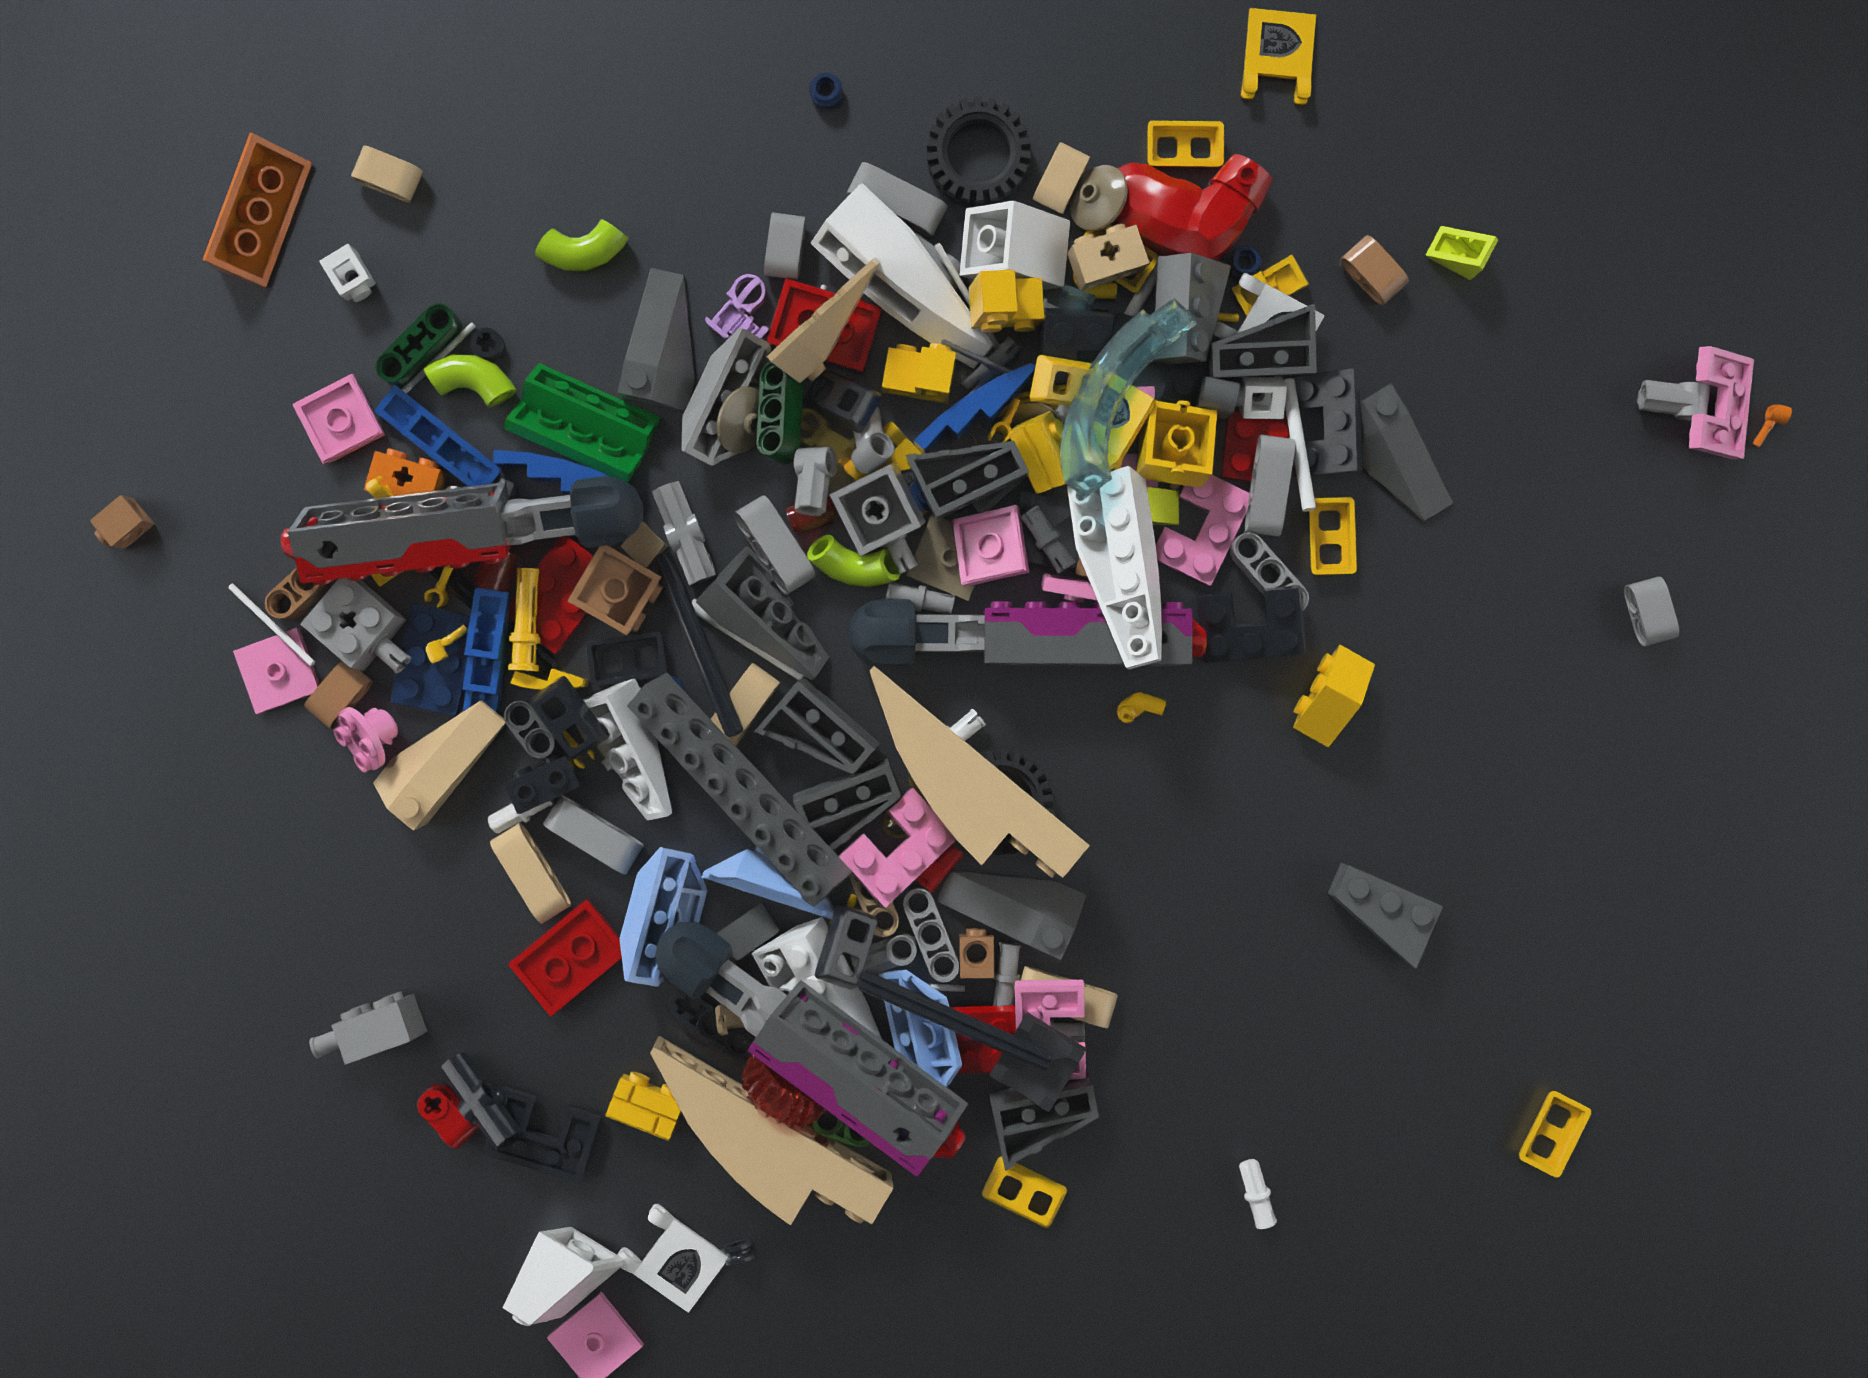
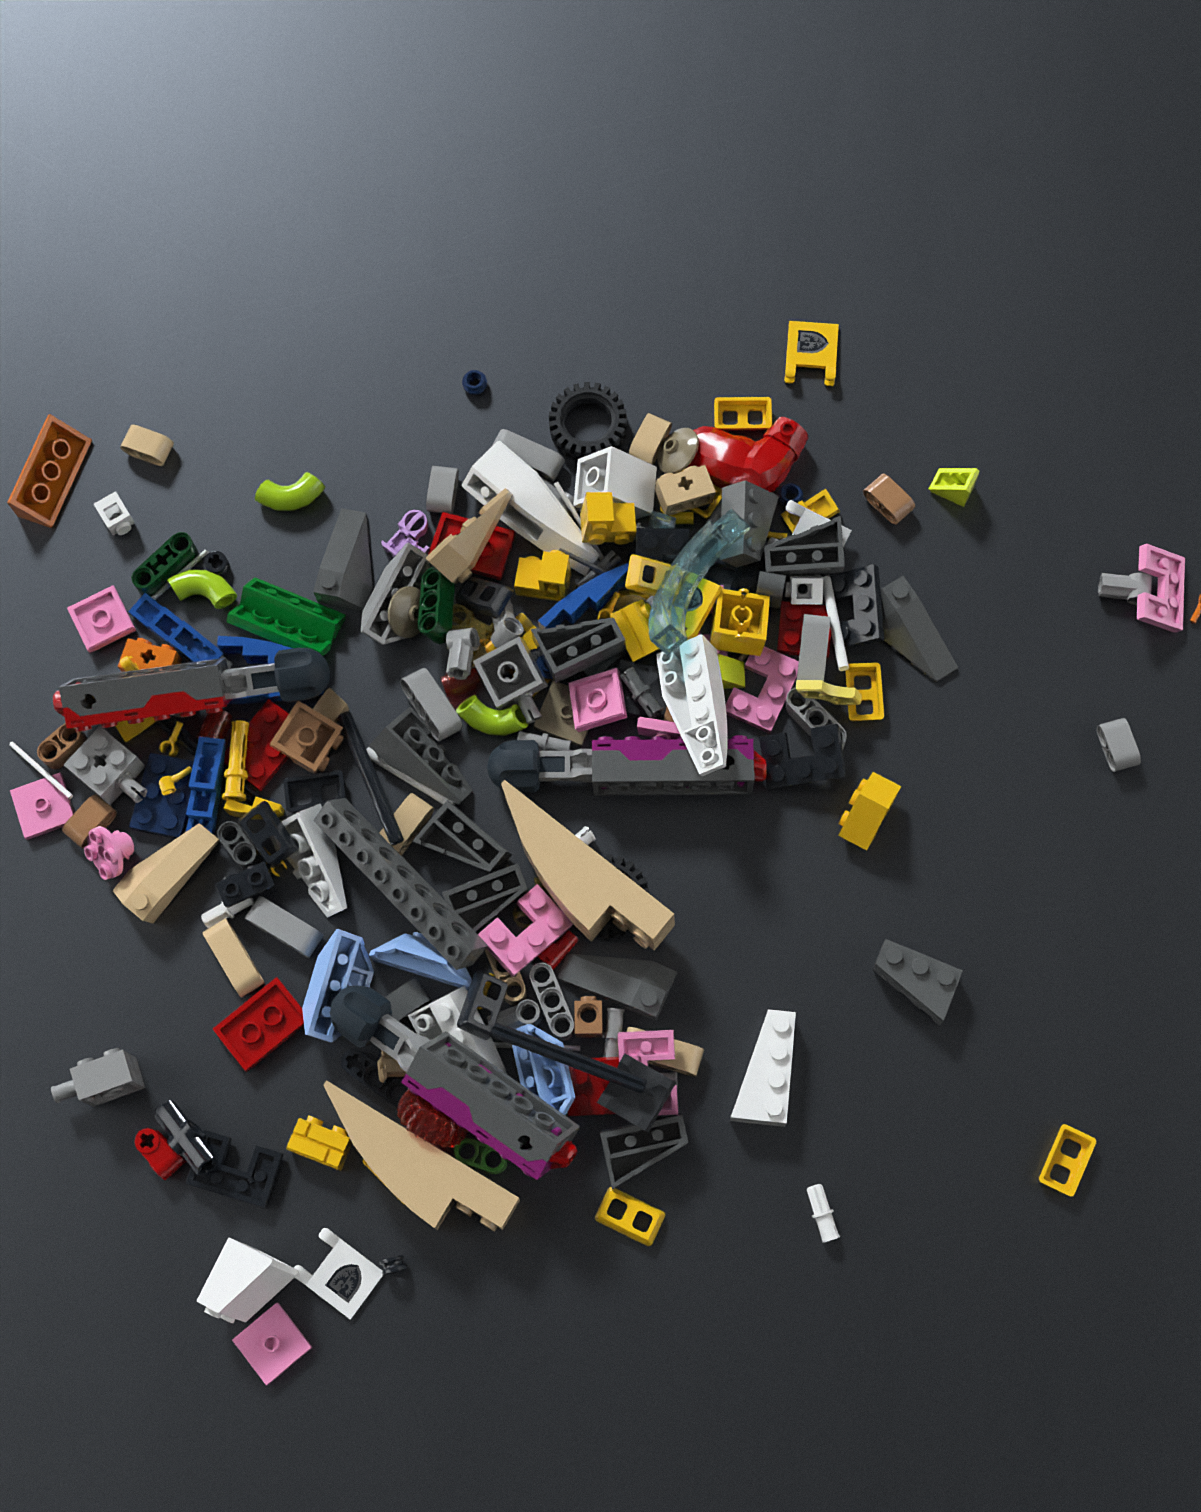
camera: 10 degrees right, 15 degrees down
(684, 533) = (361, 697): light grey piece -> none
(1137, 704) = (717, 821): yellow arm -> none
(1195, 1036) = (767, 1080): none -> white wedge
(1289, 543) = (835, 694): none -> light yellow tile

